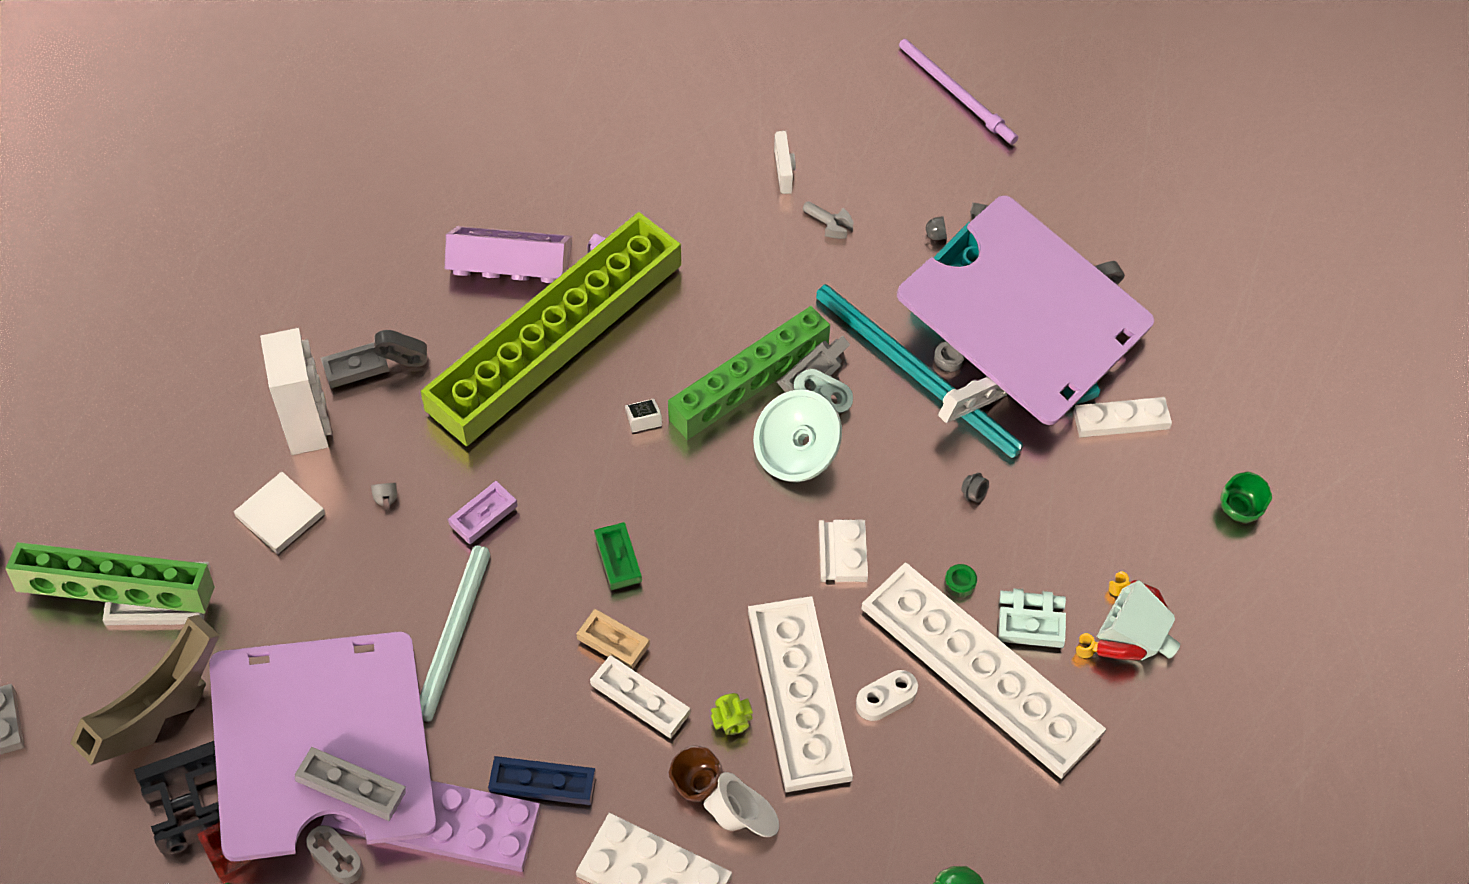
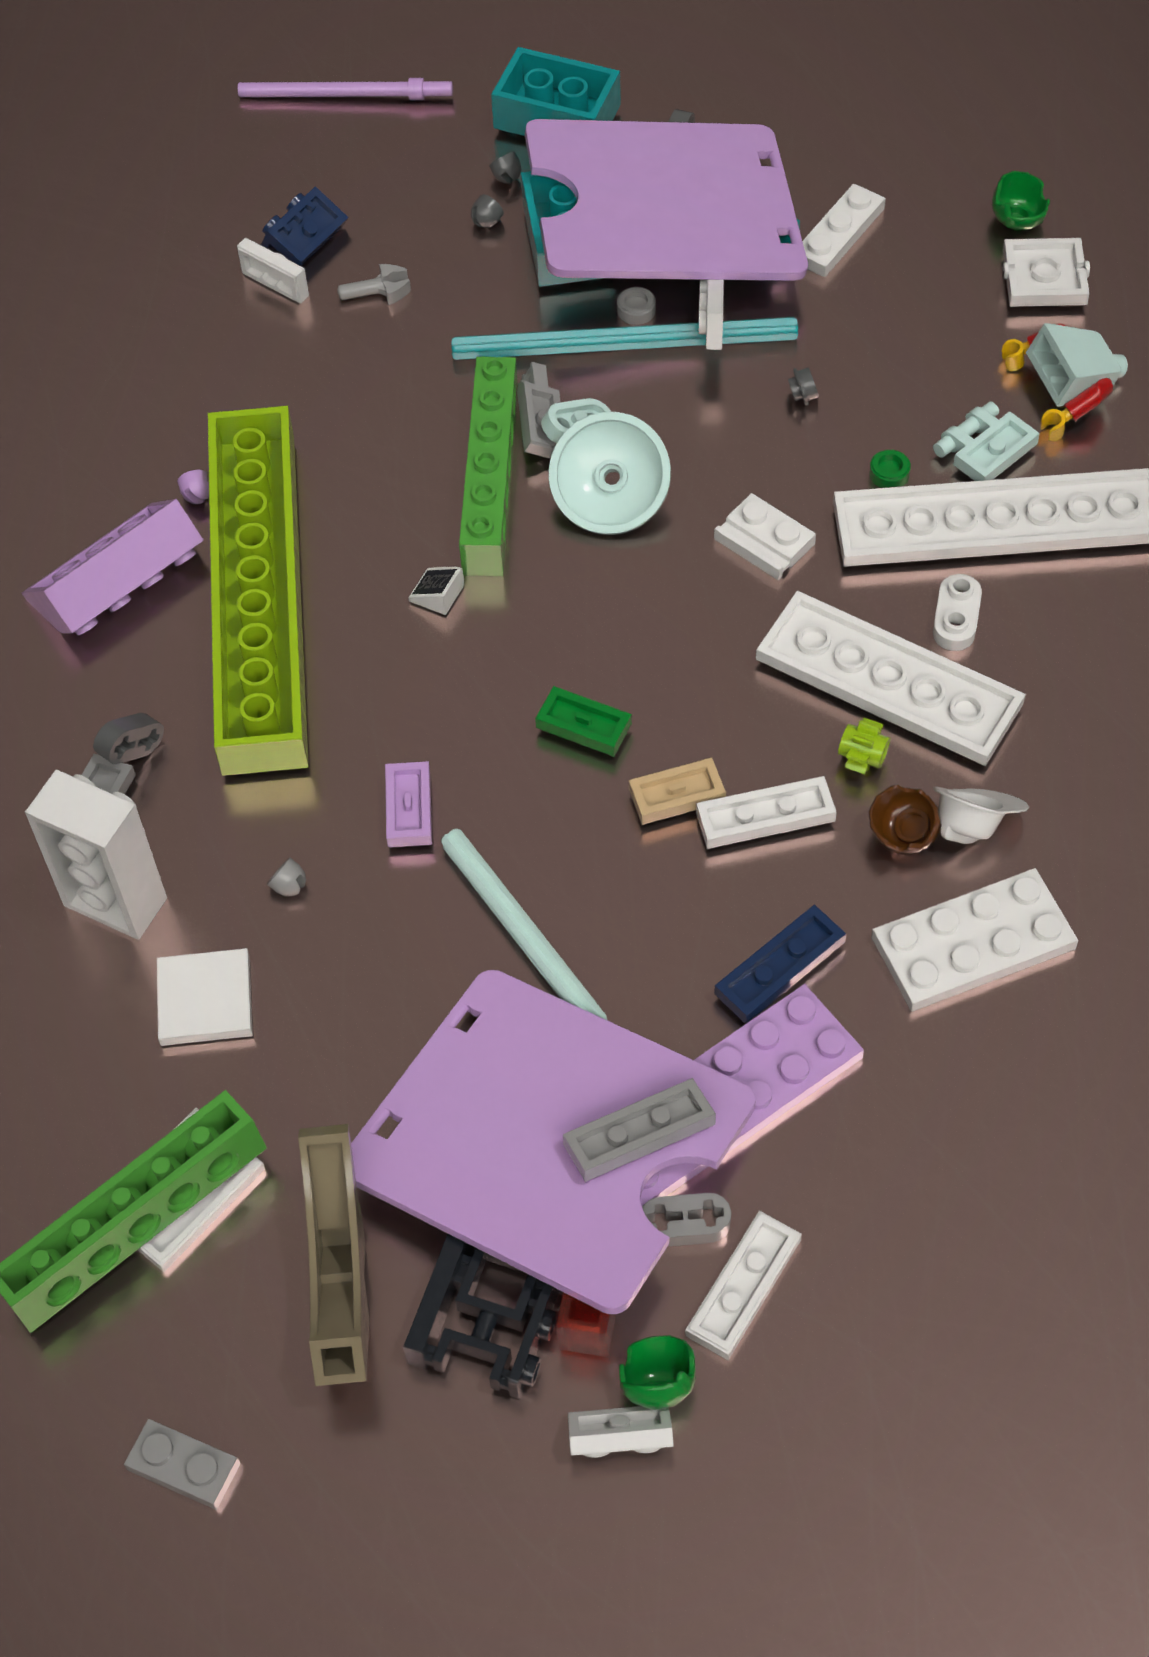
camera: 45 degrees left, 0 degrees up
(830, 152) = (304, 227): none -> dark blue bracket
(1056, 193) = (553, 88): none -> teal brick
(1205, 553) = (1045, 272): none -> white plate

